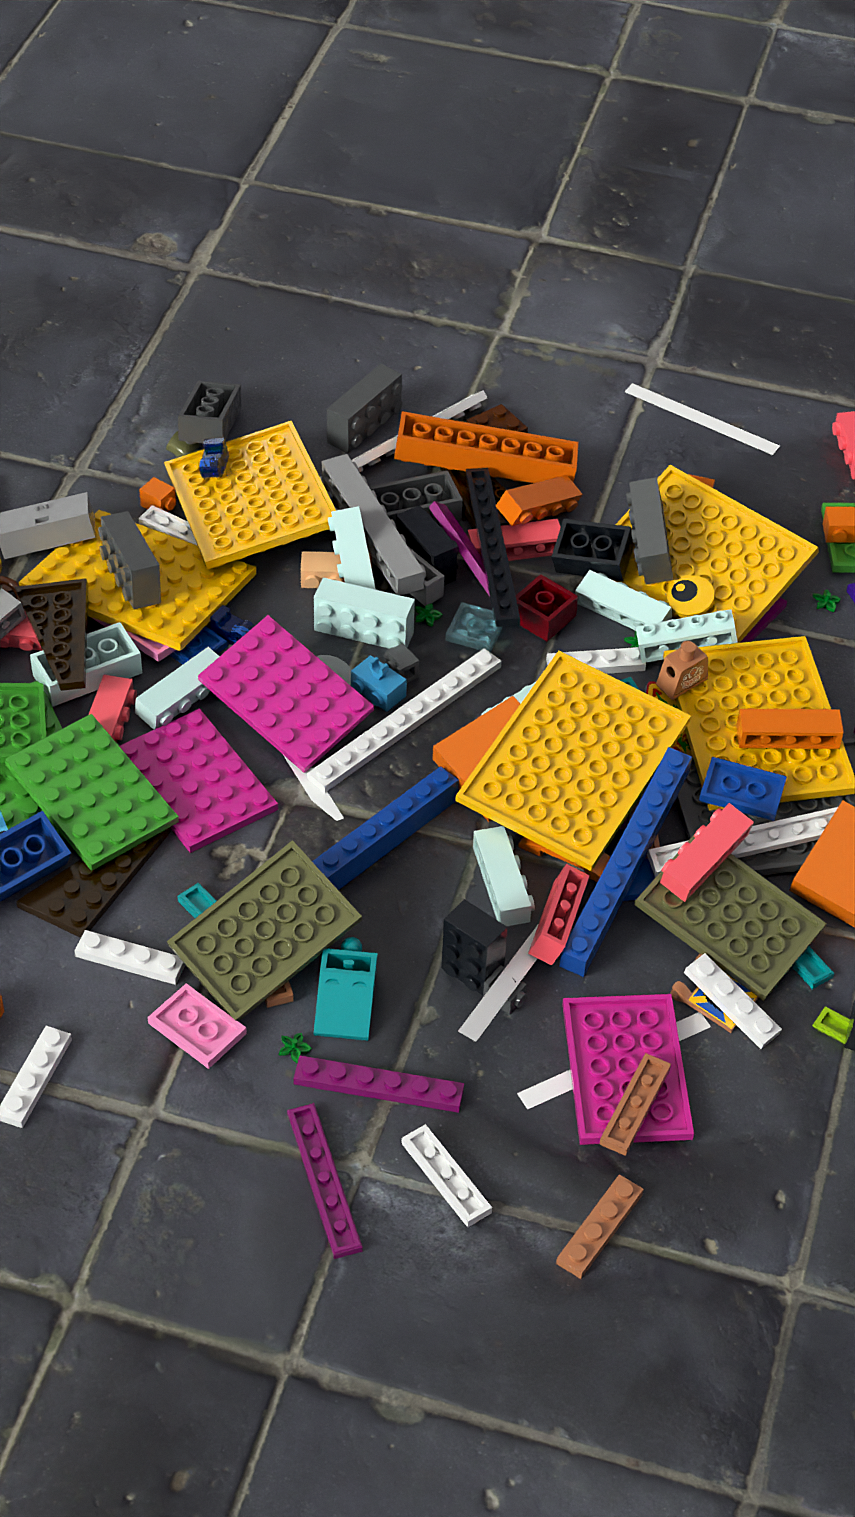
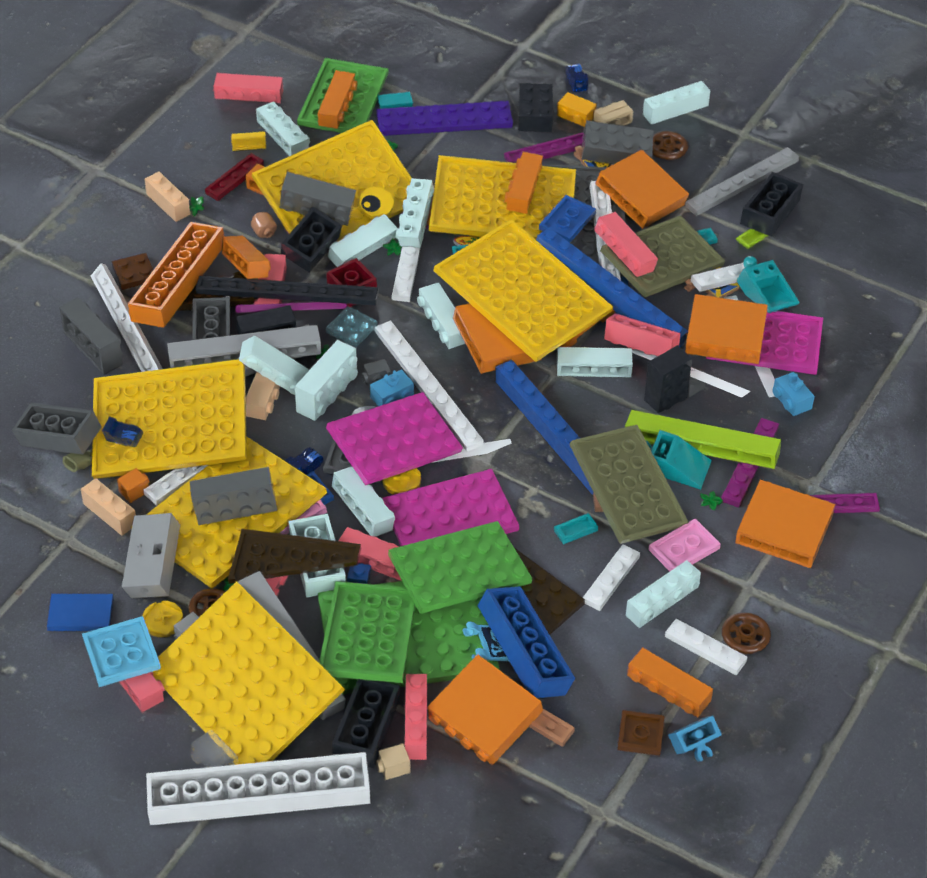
camera: 75 degrees left, 0 degrees up
(71, 1136) = (746, 627): none -> reddish brown plate
(77, 710) = (359, 573): none -> blue plate
(105, 1011) = (663, 594): none -> light aqua brick
(119, 483) = (108, 506): none -> light nougat brick
(234, 728) = (403, 482): none -> yellow tile
(266, 1135) = (785, 523): none -> orange brick
(387, 1015) = (711, 439): none -> lime brick
(446, 1175) = (830, 440): white plate -> none
(522, 1114) = (793, 393): none -> dark azure brick
(599, 1226) = (877, 379): nougat plate -> none
(608, 1008) = (726, 329): none -> orange brick
(613, 509) = (263, 225): none -> nougat head
(626, 421) = (167, 196): none -> light nougat brick
(627, 451) = (196, 205): none -> green plant
(635, 1104) = (801, 335): nougat plate -> none
(683, 670) = (462, 215): nougat torso -> none
(702, 419) = (172, 161): white sticker -> none
(721, 1051) = (766, 285): none -> teal slope
(724, 481) = (232, 177): none -> dark red plate
(761, 469) = (248, 141): none -> yellow tile
(800, 493) = (282, 128): none -> light aqua brick

